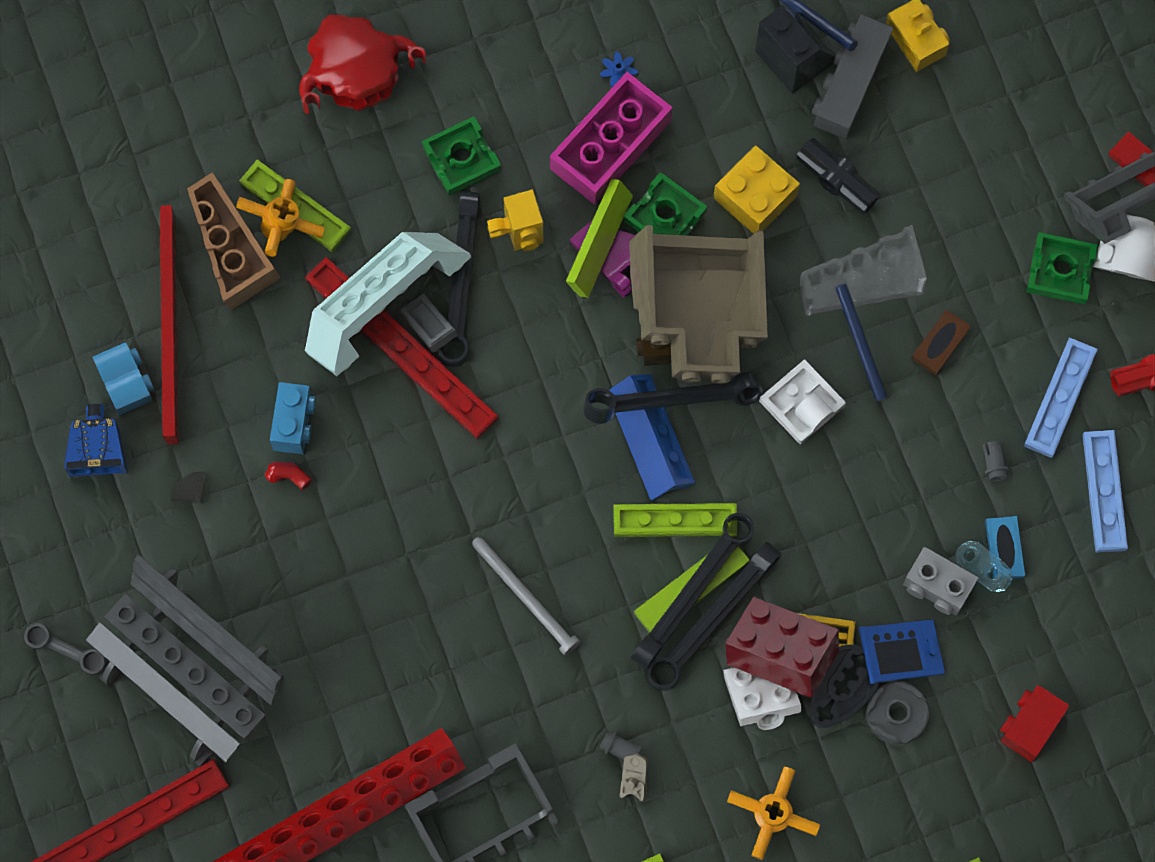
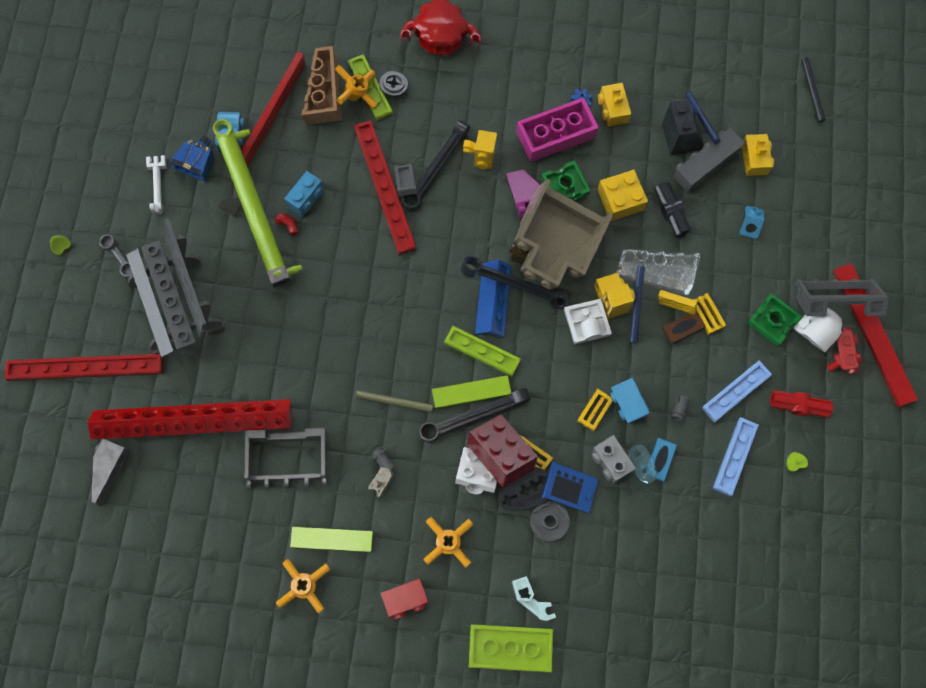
camera: 25 degrees right, 0 degrees up
(79, 546) = (157, 206): none -> white hinge
(225, 472) = (251, 203): none -> lime piece
(336, 174) = (386, 82): none -> dark grey gear
(372, 290) = (383, 145): light aqua slope -> none
(461, 174) = (471, 112): green brick -> none
(567, 643) = (386, 388): light grey bar -> none
(585, 656) = (394, 401): none -> olive bar
(599, 238) = (521, 179): lime tile -> none
(655, 640) = (432, 411): black piece -> none
(673, 57) = (614, 104): none -> yellow brick
(822, 345) = (615, 295): none -> yellow brick
(877, 549) = (587, 423): none -> yellow tile
(915, 310) = (677, 302): none -> yellow tile
(921, 486) = (630, 401): none -> dark azure brick
(929, 838) = (531, 604): none -> light aqua piece
(960, 129) = (752, 216): none -> dark azure bracket
(972, 297) = (716, 314): none -> yellow tile
(1033, 723) = (625, 568): red brick -> none

